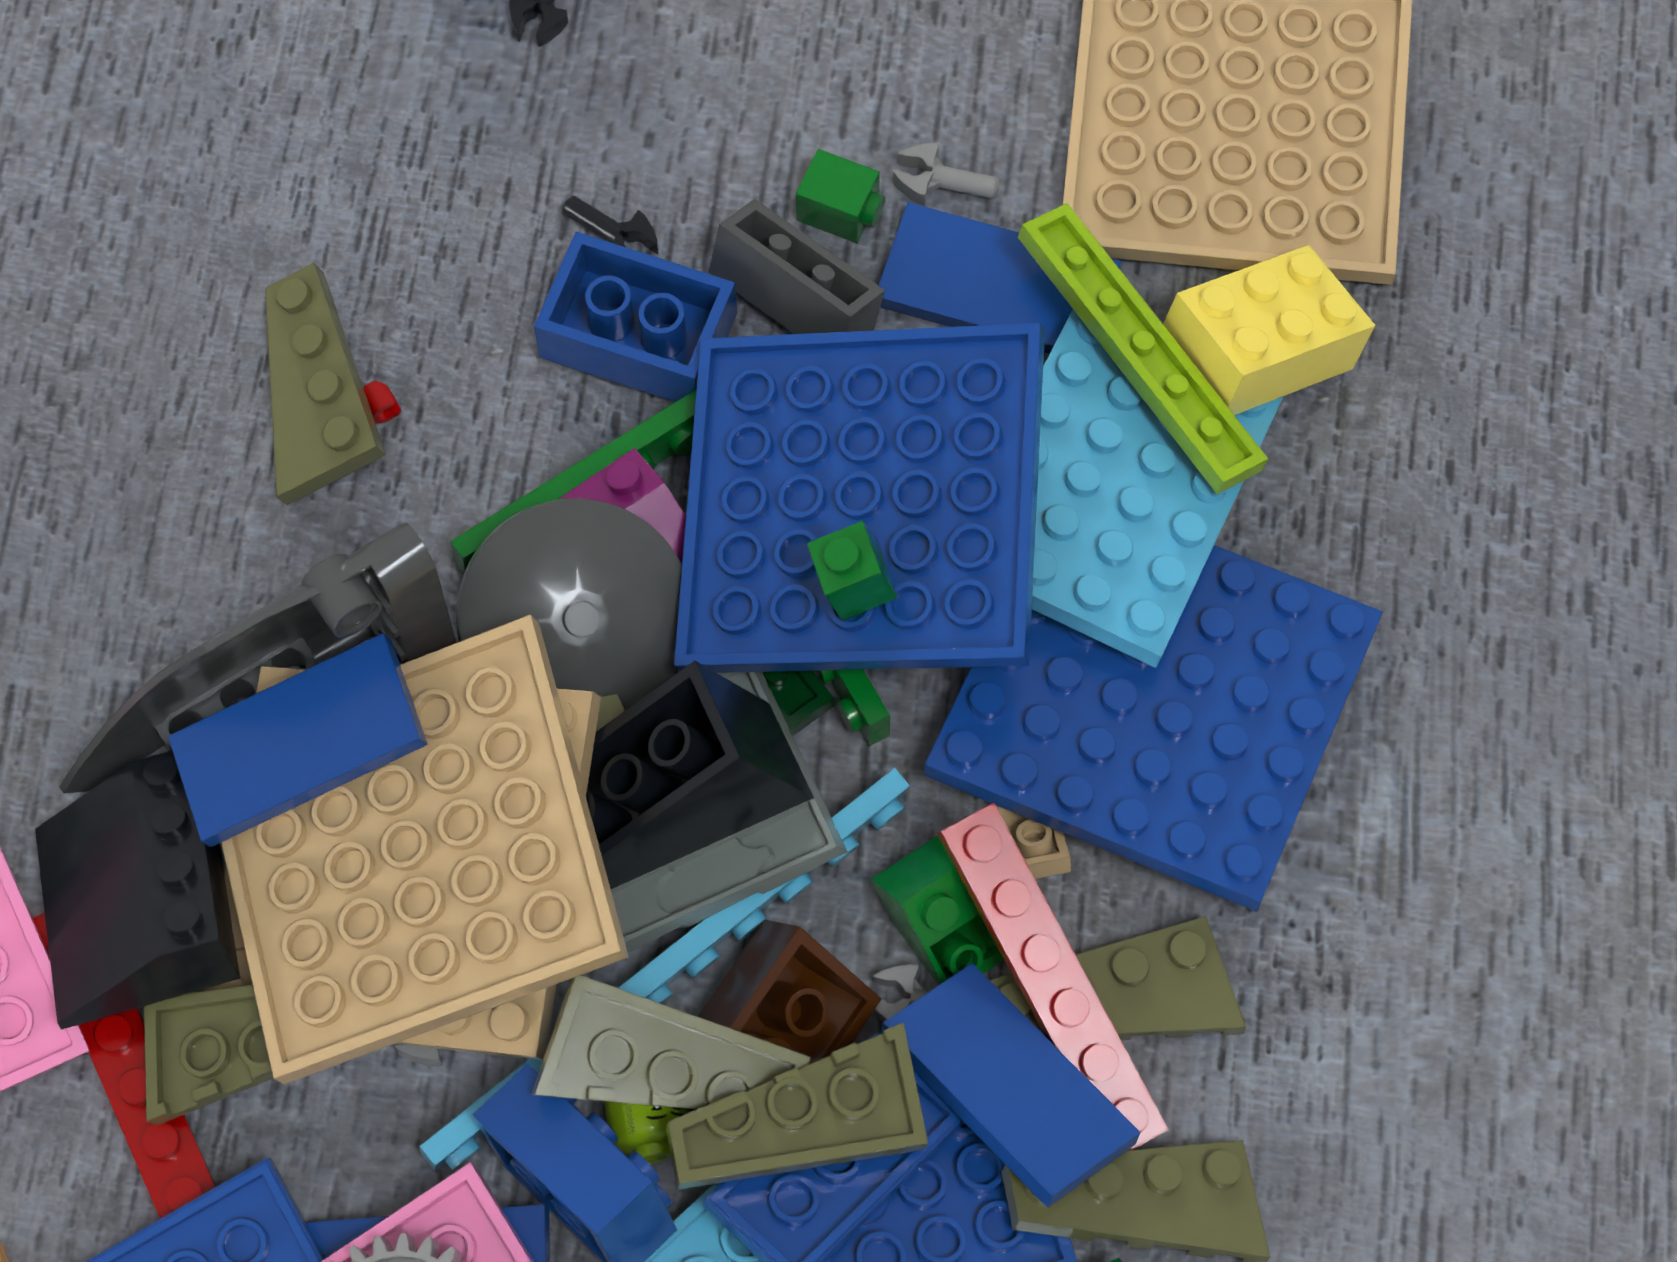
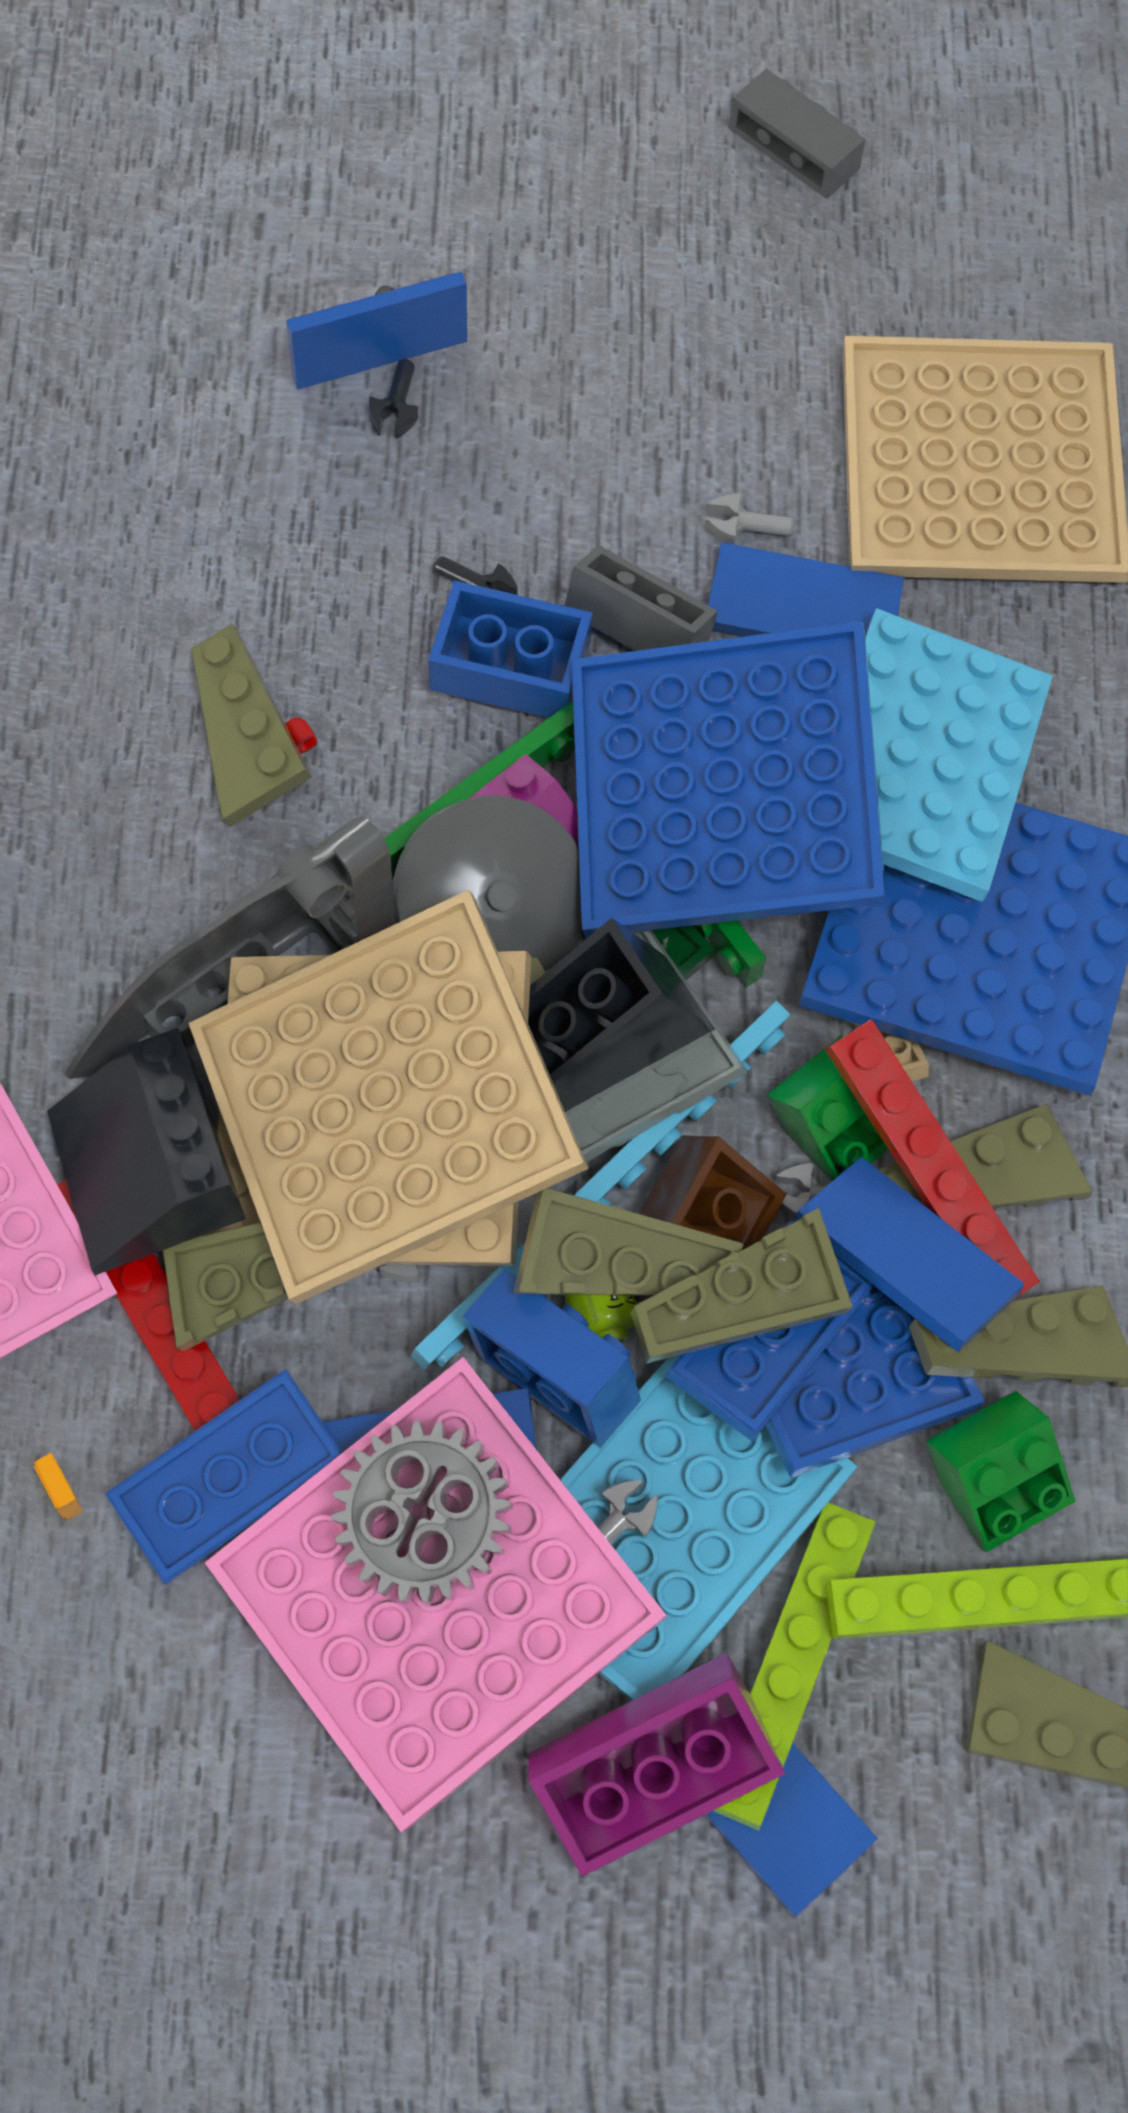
camera: 10 degrees left, 0 degrees up
(297, 740) = (276, 1012): blue tile -> none
(839, 196) = (665, 541): green brick -> none
(852, 570) = (731, 835): green brick -> none
(1142, 348) = (938, 642): lime plate -> none
(1270, 328) = (1035, 623): light yellow brick -> none

